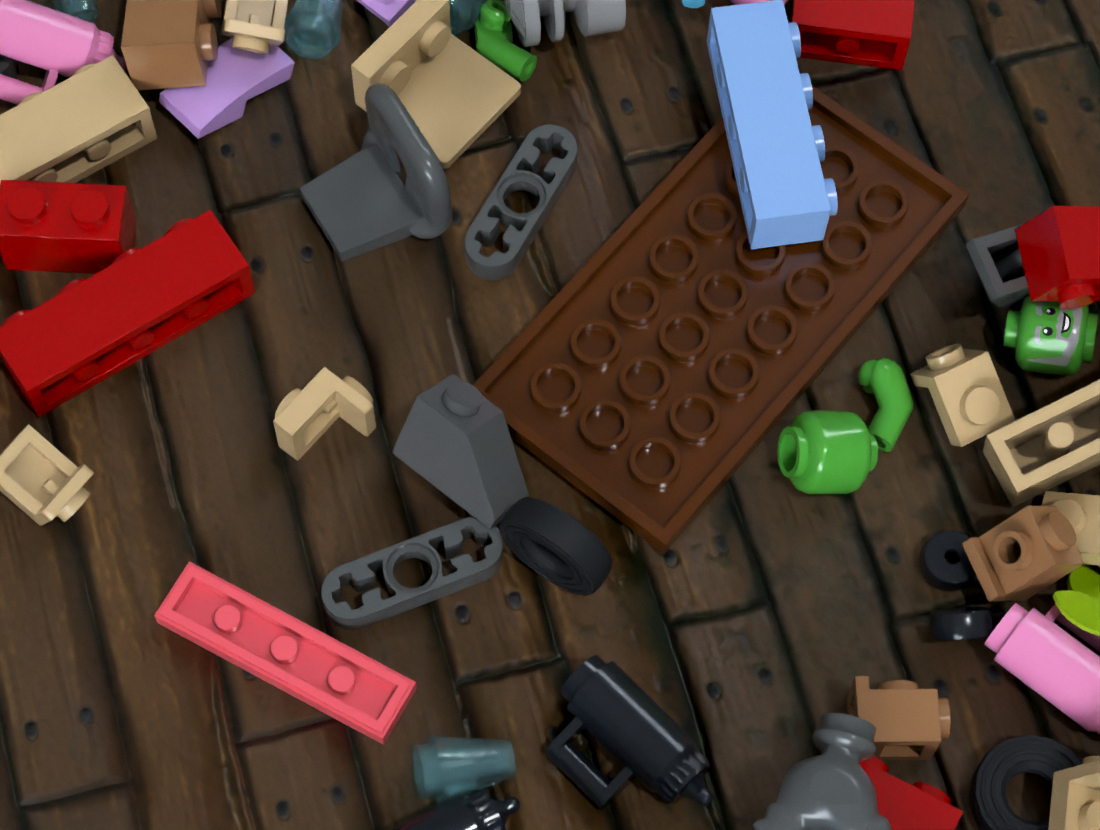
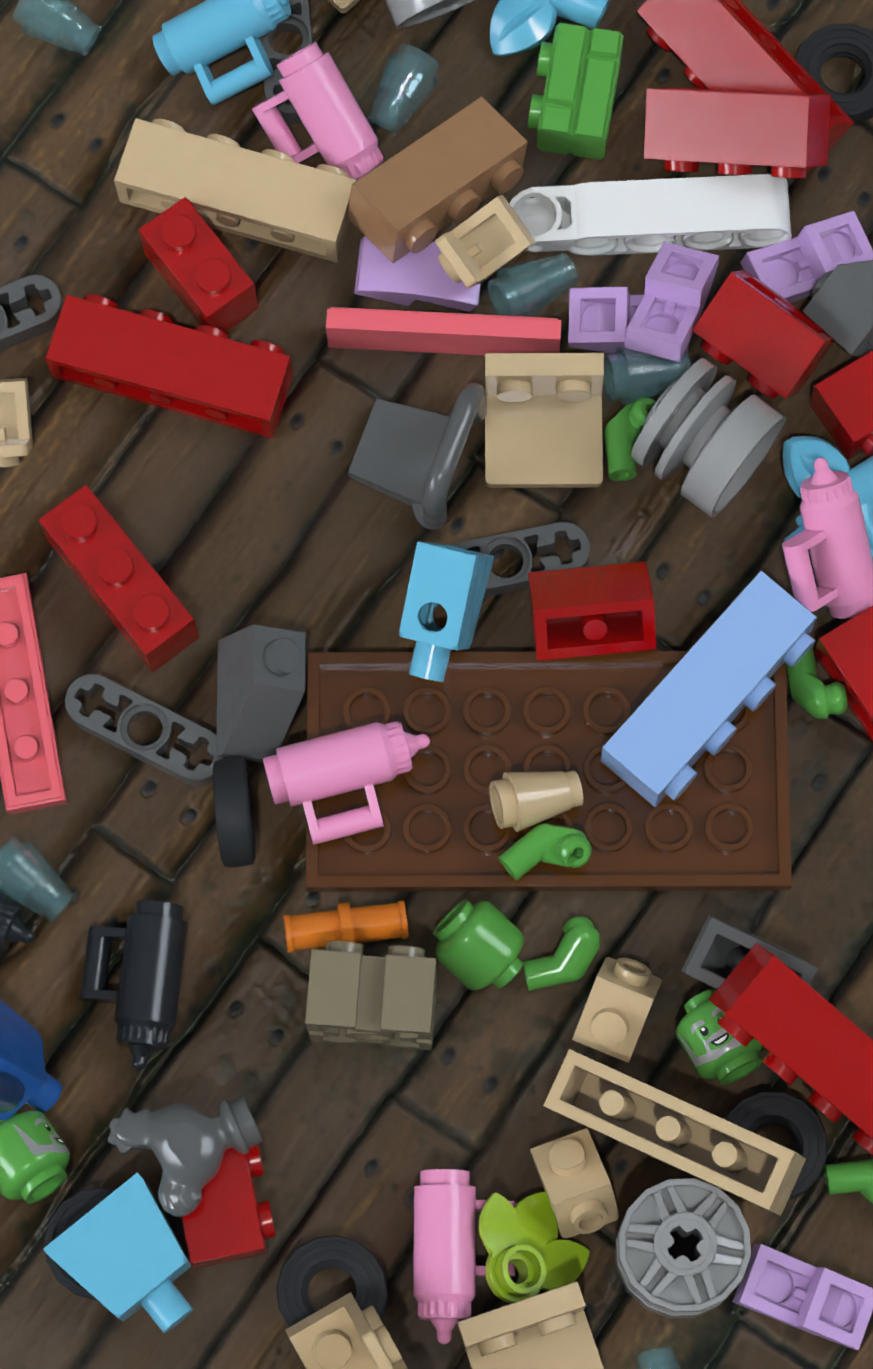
camera: 55 degrees right, 10 degrees up
(266, 486) = (119, 578): none -> red brick
(289, 102) = (440, 332): none -> coral tile
(309, 412) = (203, 558): tan bracket -> none
(519, 224) = (458, 583): none -> medium azure torso
(589, 433) = (341, 765): none -> bright pink piece
(624, 161) = (592, 611): none -> red brick
(722, 544) = (345, 924): none -> orange pin
(743, 313) = (532, 797): none -> tan cone
(794, 331) = (548, 845): none -> bright green arm
(813, 556) = (371, 997): none -> dark tan brick
(830, 67) = (811, 692): none -> bright green arm
(905, 717) = (307, 1152): medium nougat brick -> none
(938, 571) = (478, 1116): black piece -> none
(964, 622) = (426, 1145): black piece -> none
(1024, 554) = (509, 1147): medium nougat brick -> none

